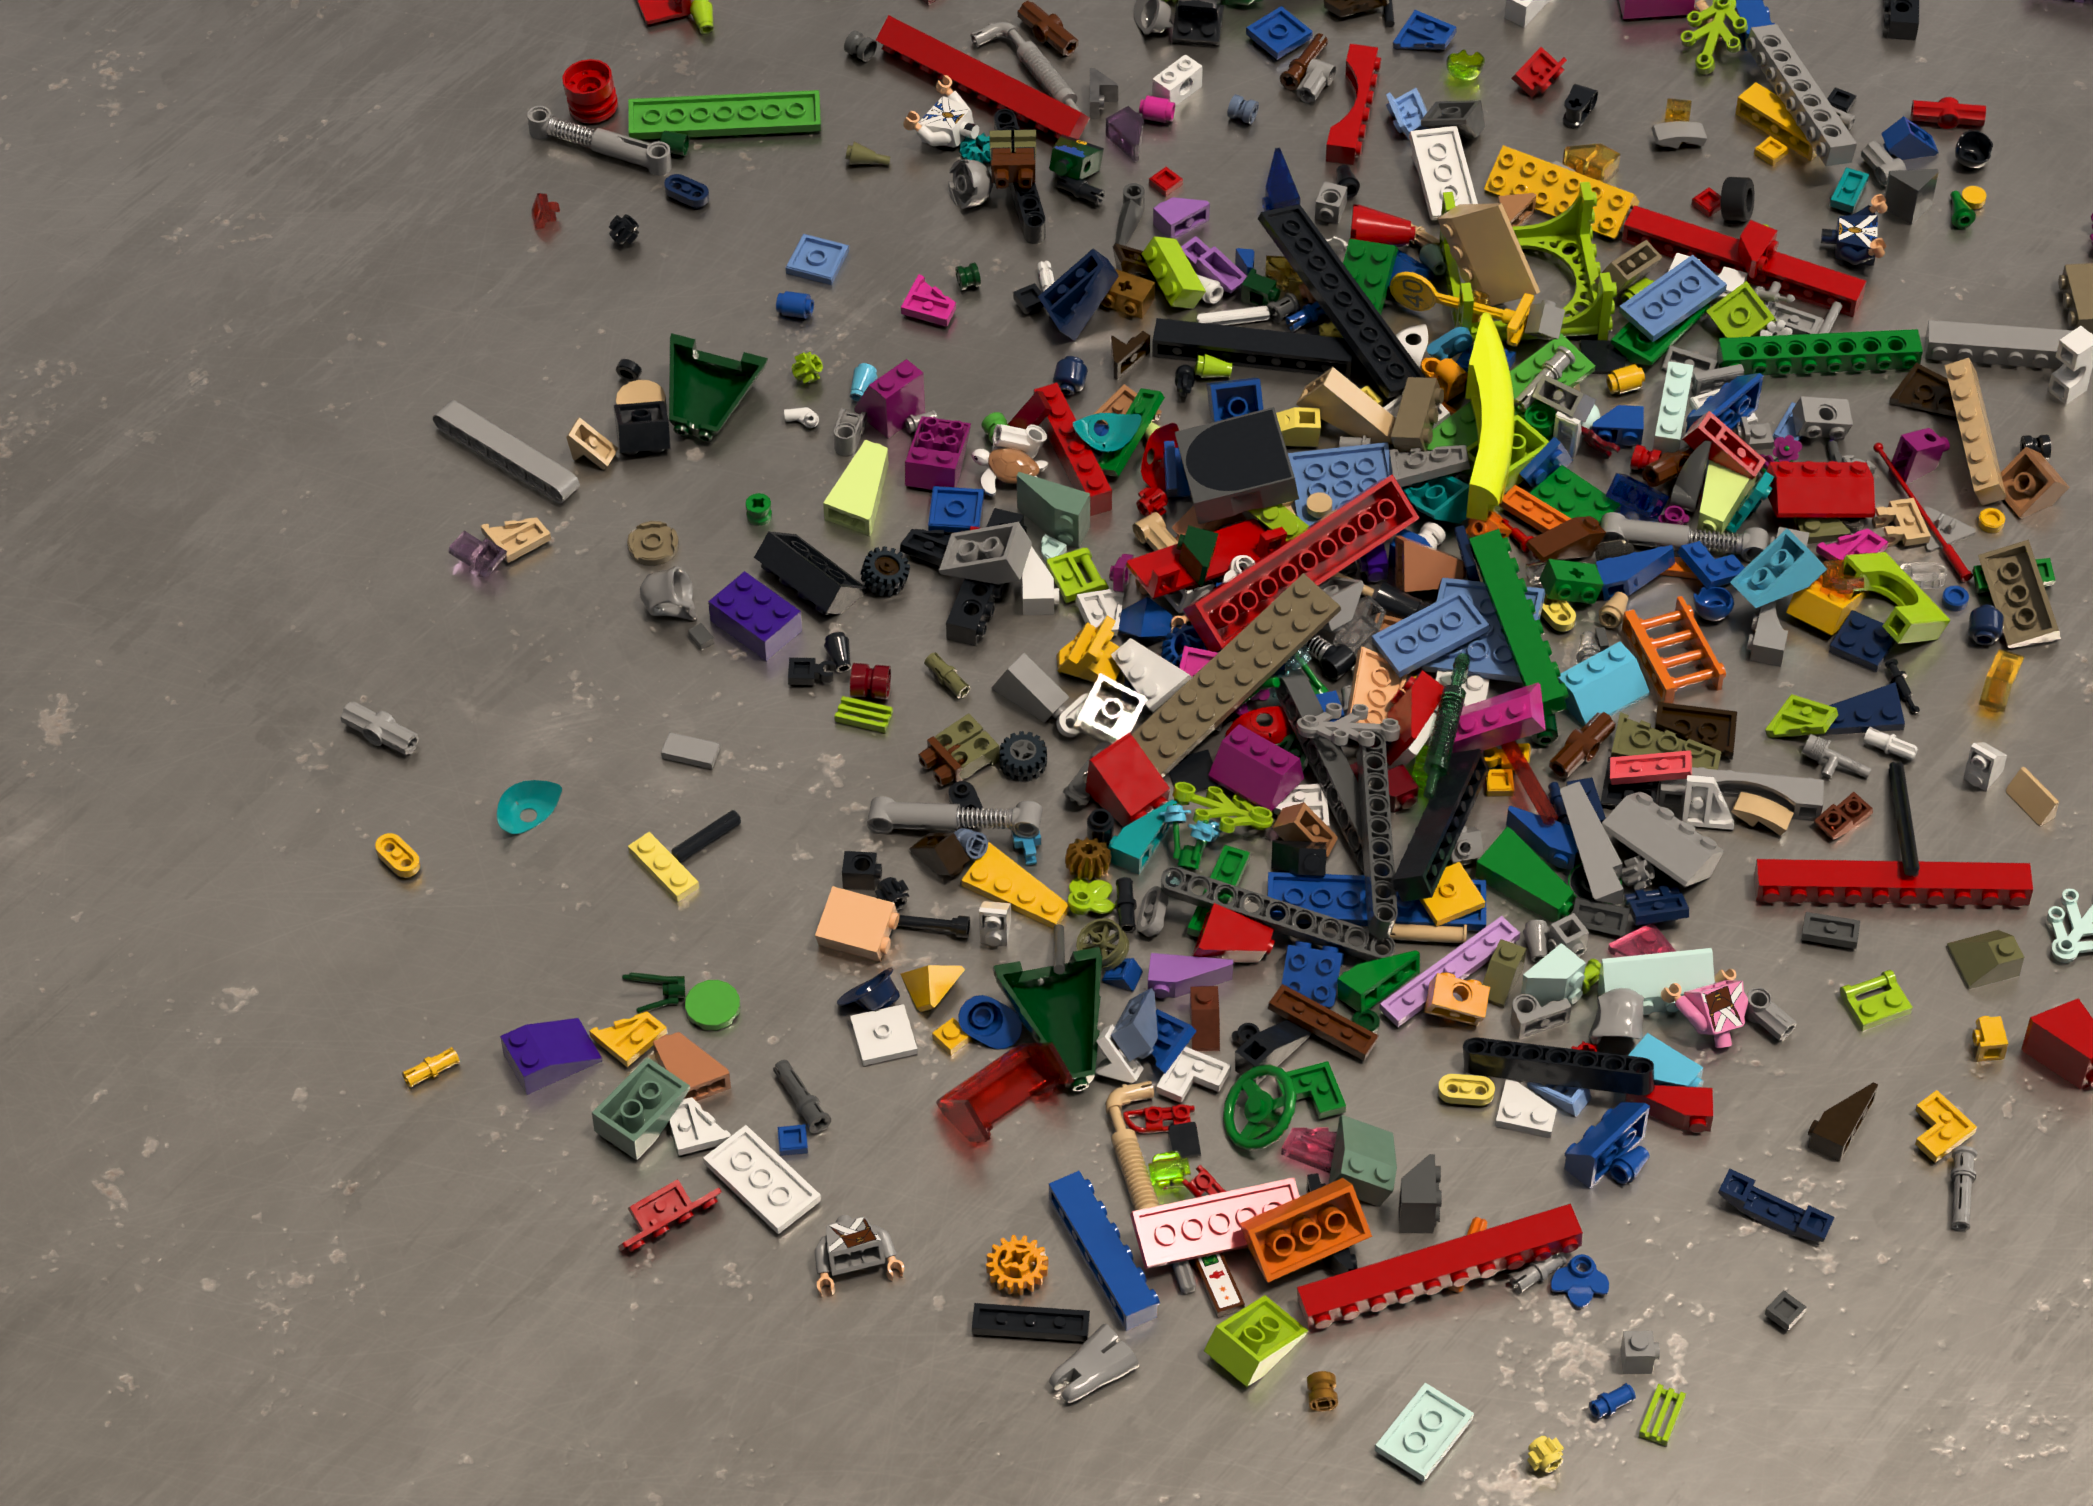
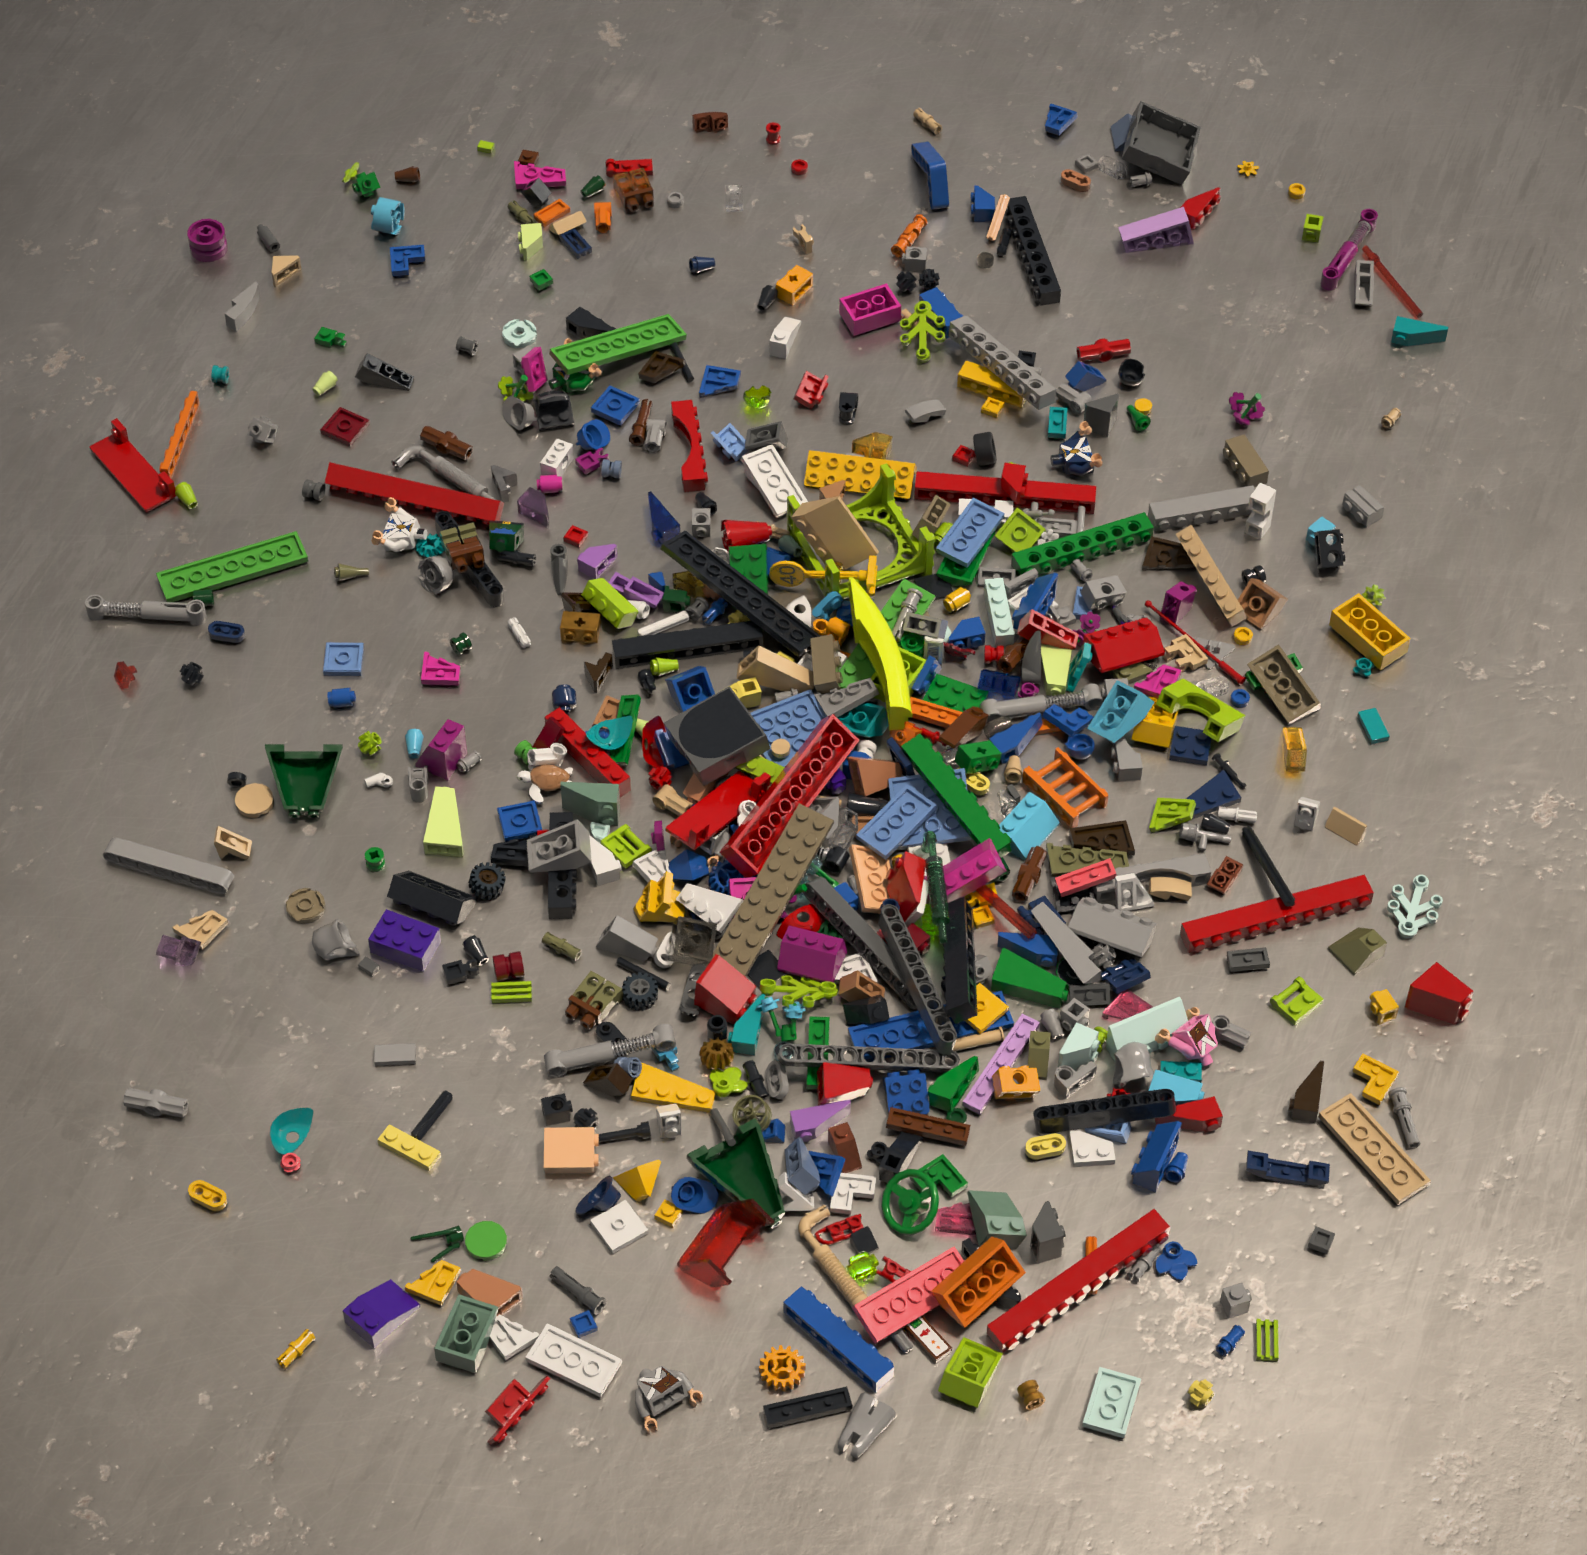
camera: 20 degrees left, 0 degrees up
(509, 839) = (290, 1158): none -> coral plate
(590, 91) = (126, 574): red wheel -> none
(642, 427) = (264, 820): black slope -> none
(936, 453) = (490, 782): magenta slope -> none
(1027, 726) = (635, 969): none -> black bar
(1028, 298) = (512, 649): black plate -> none
(1079, 293) = (549, 636): dark blue wedge -> none
(1197, 552) = (713, 807): dark green slope -> none
(1219, 94) = (590, 462): none -> magenta plate
(1236, 62) = (593, 435): none -> blue piece
(1339, 731) = (845, 912): light grey plant -> none
(1545, 320) = (889, 572): light grey brick -> none
(1677, 110) = (919, 394): clear yellow bracket -> none
(1691, 1046) = (1187, 1070): none -> teal plate
(1807, 386) = (1084, 573): none -> light grey pin
(1835, 578) = (1161, 708): clear orange bracket -> none
(1854, 748) = (1214, 824): none -> black cone
(1904, 1216) = (1374, 1148): none -> tan plate
(1986, 624) = (1269, 712): dark blue head -> none

